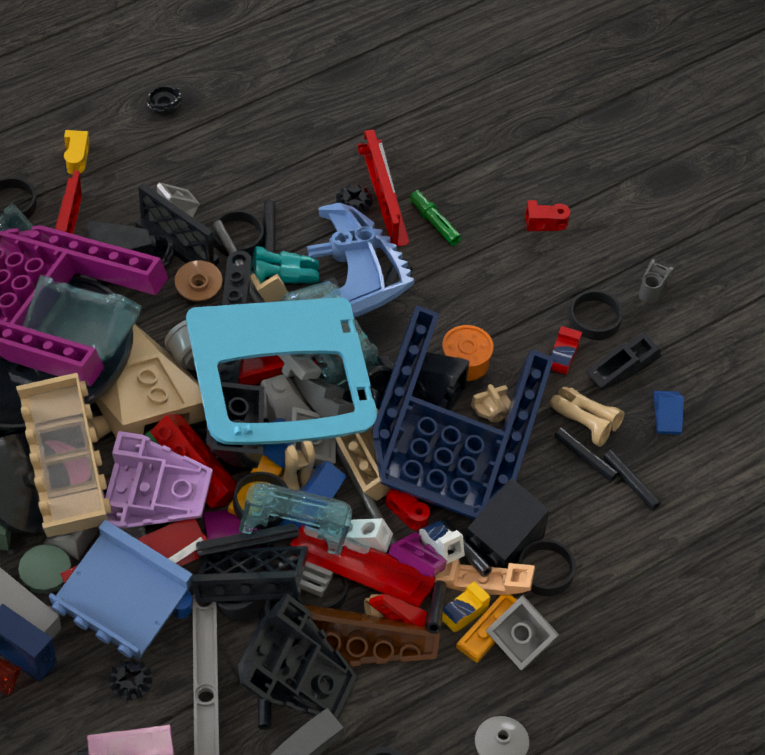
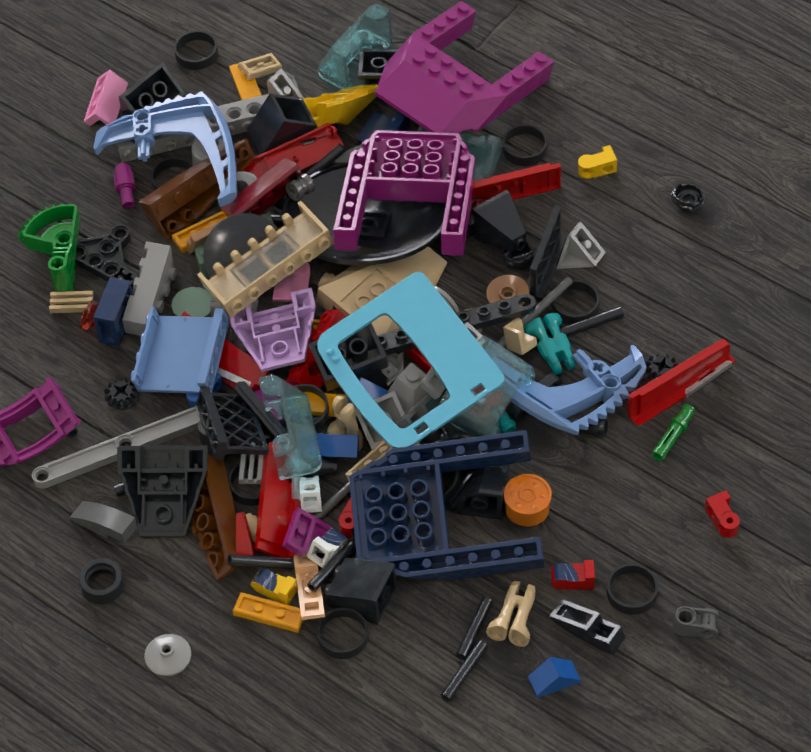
camera: 75 degrees right, 0 degrees up
(82, 315) = (399, 216): clear light blue windscreen -> none
(492, 403) = (487, 534): tan piece -> none
(522, 633) = (264, 631): light grey slope -> none

